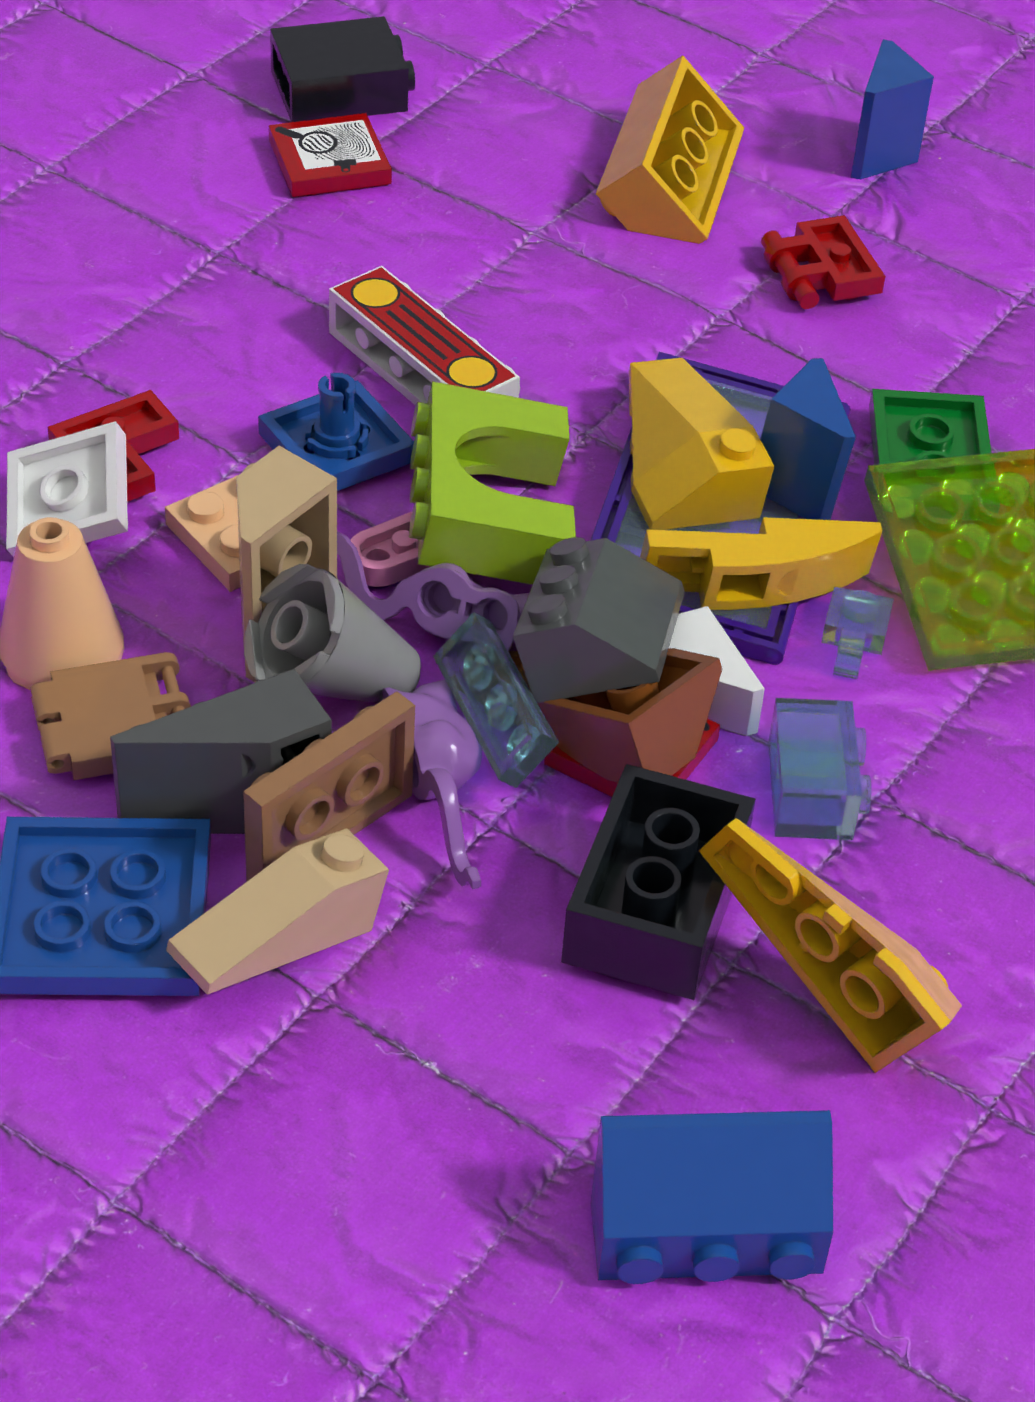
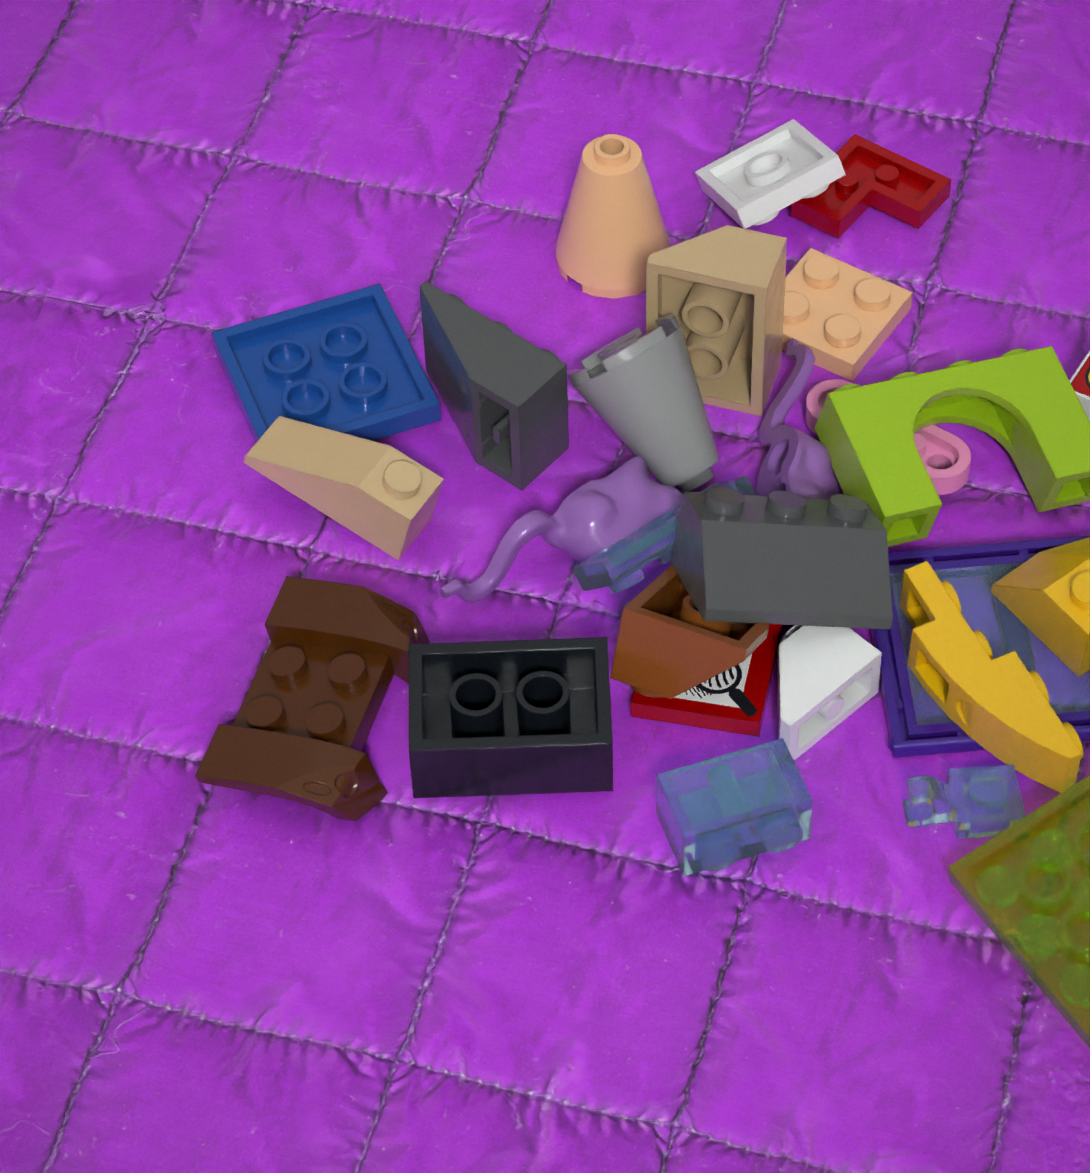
camera: 75 degrees right, 5 degrees up
(98, 701) = (542, 300): medium nougat plate -> none
(333, 783) = (485, 453): medium nougat plate -> none
(340, 427) = (979, 315): blue plate -> none
(543, 1032) = (316, 698): none -> reddish brown piece
(713, 1195) = (162, 850): blue slope -> none
(850, 962) = (449, 897): yellow wedge -> none

